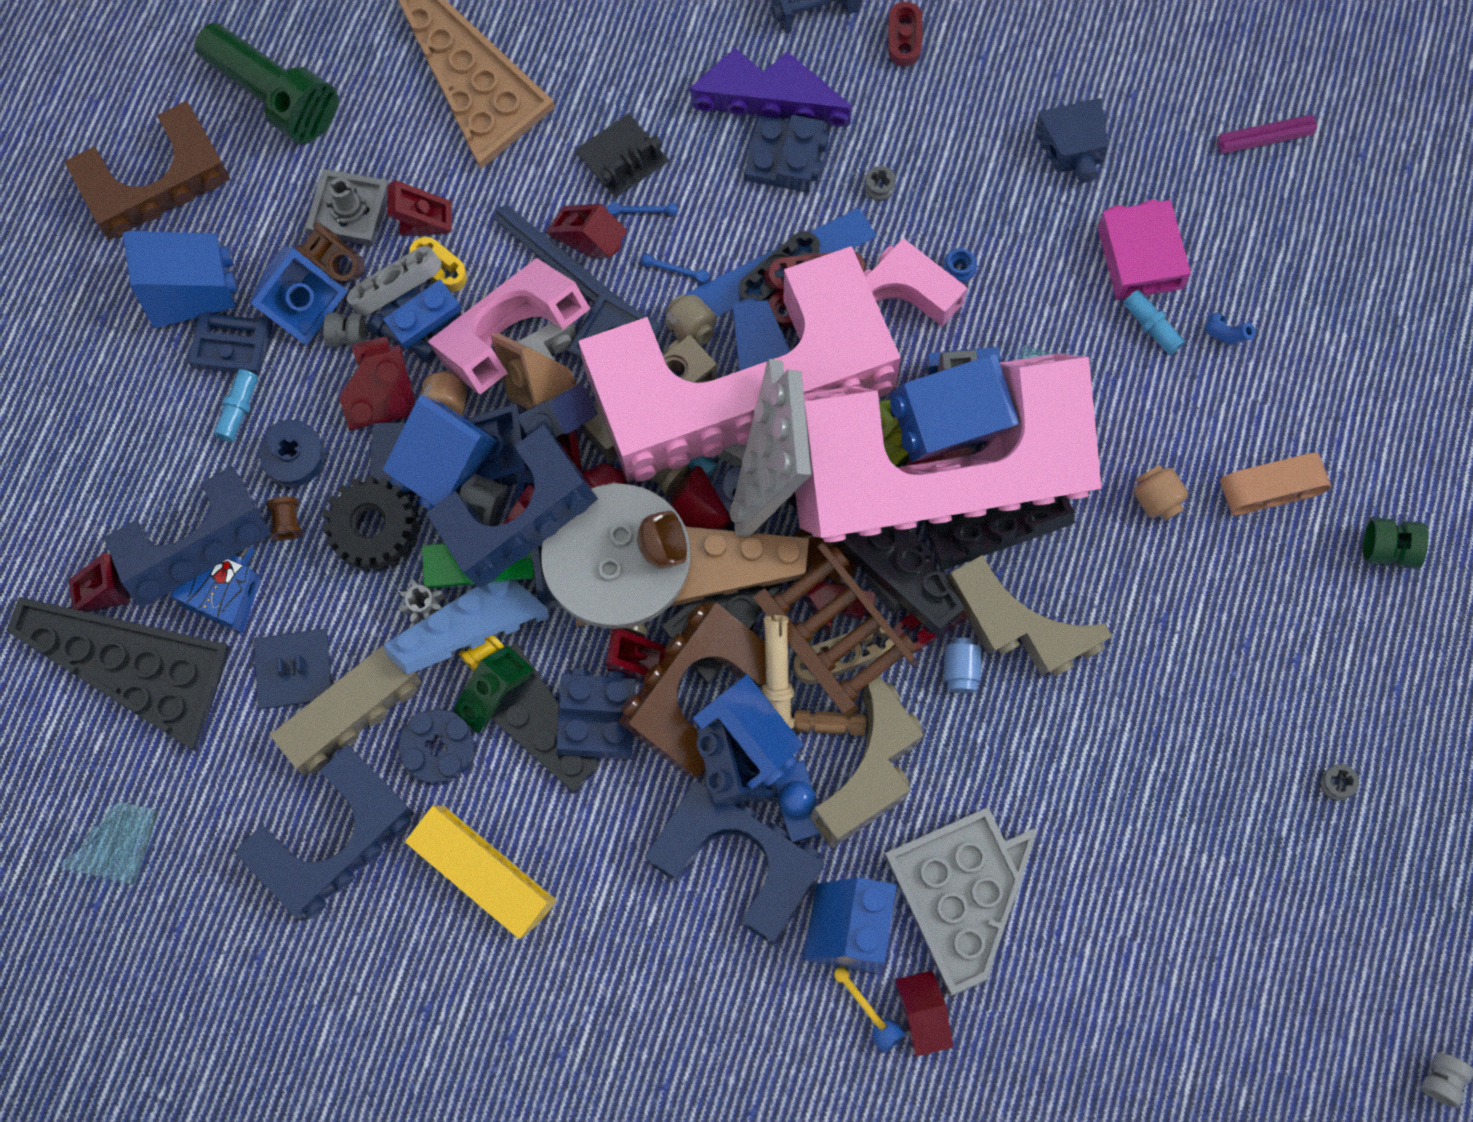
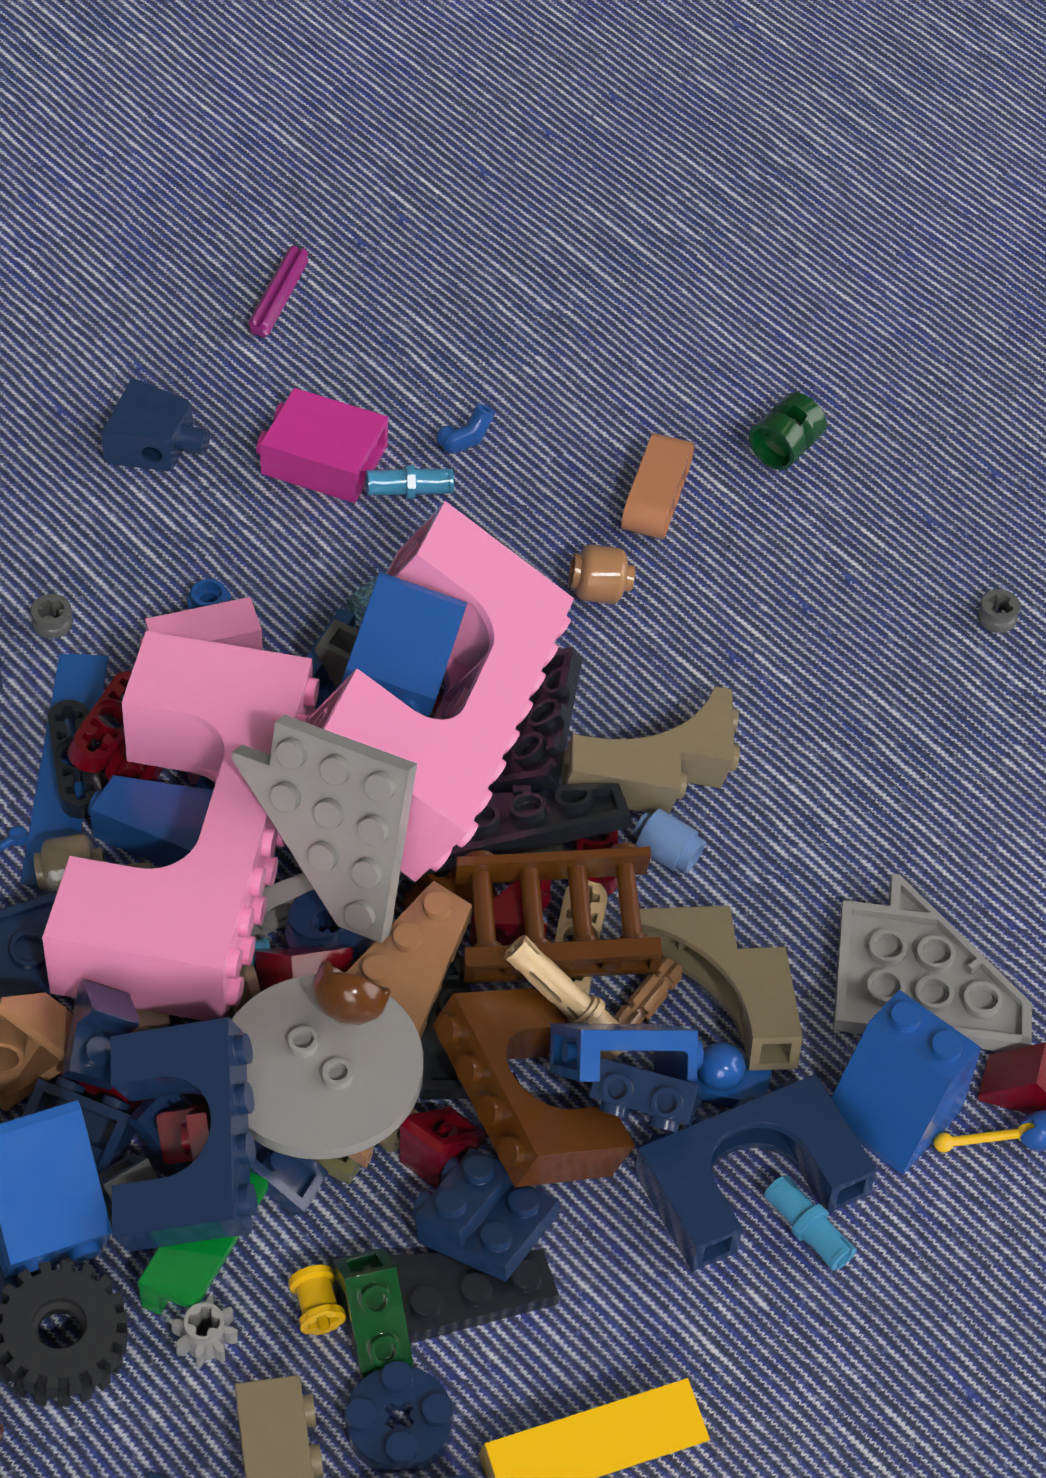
camera: 65 degrees left, 20 degrees down
(465, 624) = (273, 1288): medium blue wing -> none
(720, 918) = (810, 1222): none -> dark azure pin

